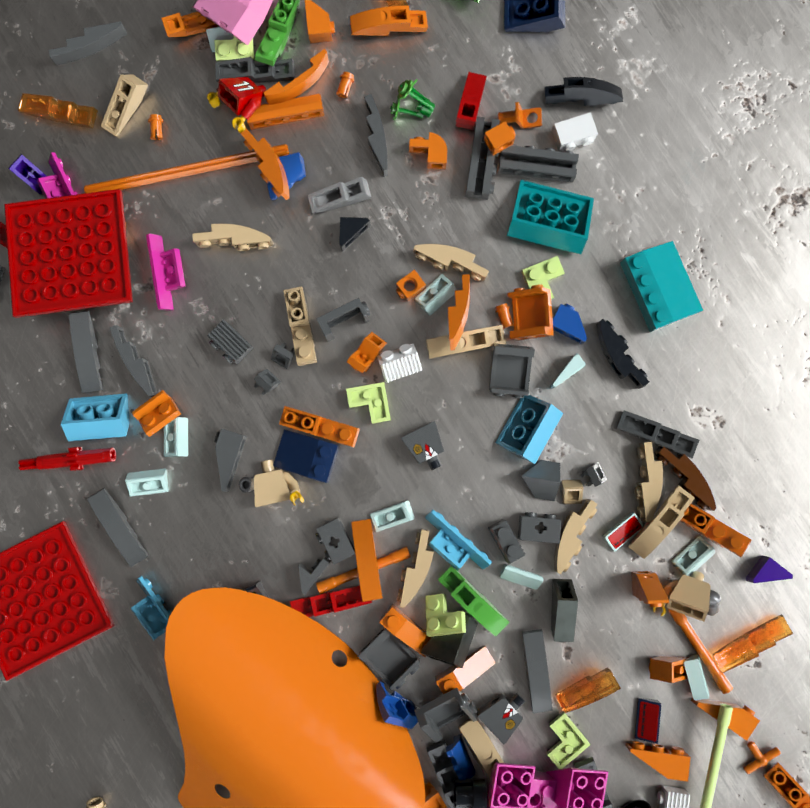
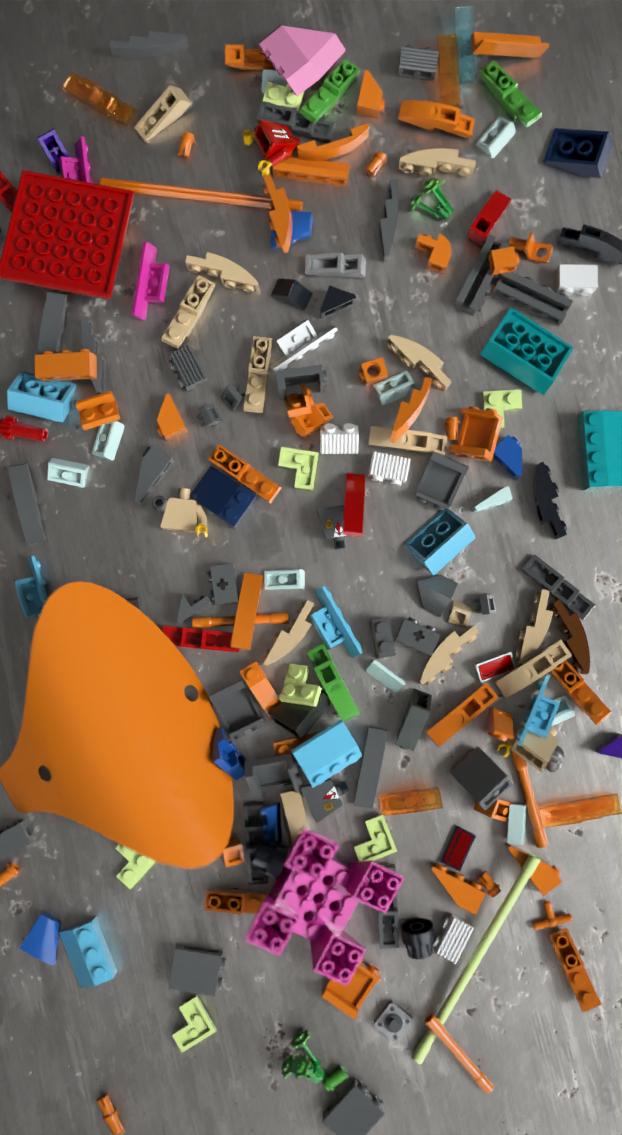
camera: 15 degrees right, 0 degrees up
(110, 380) = (66, 365): none -> orange brick
(213, 288) = (189, 312): none -> tan slope
(229, 398) = (169, 419): none -> orange slope
(306, 236) = (292, 293): none -> black slope
(329, 280) = (298, 341): none -> white bracket
(349, 341) = (299, 404): none -> orange bracket
(395, 65) = (429, 160): none -> tan slope
(436, 422) = (354, 504): none -> red slope
(451, 21) = (496, 136): none -> light aqua slope
(456, 374) = (389, 468): none -> white brick
(491, 674) = (327, 753): none -> medium azure slope
(608, 590) = (462, 715): none -> orange slope
(648, 646) = (481, 777): none -> dark grey panel
(685, 565) = (541, 716): none -> medium azure bracket
(689, 745) = (489, 884): none -> orange pin

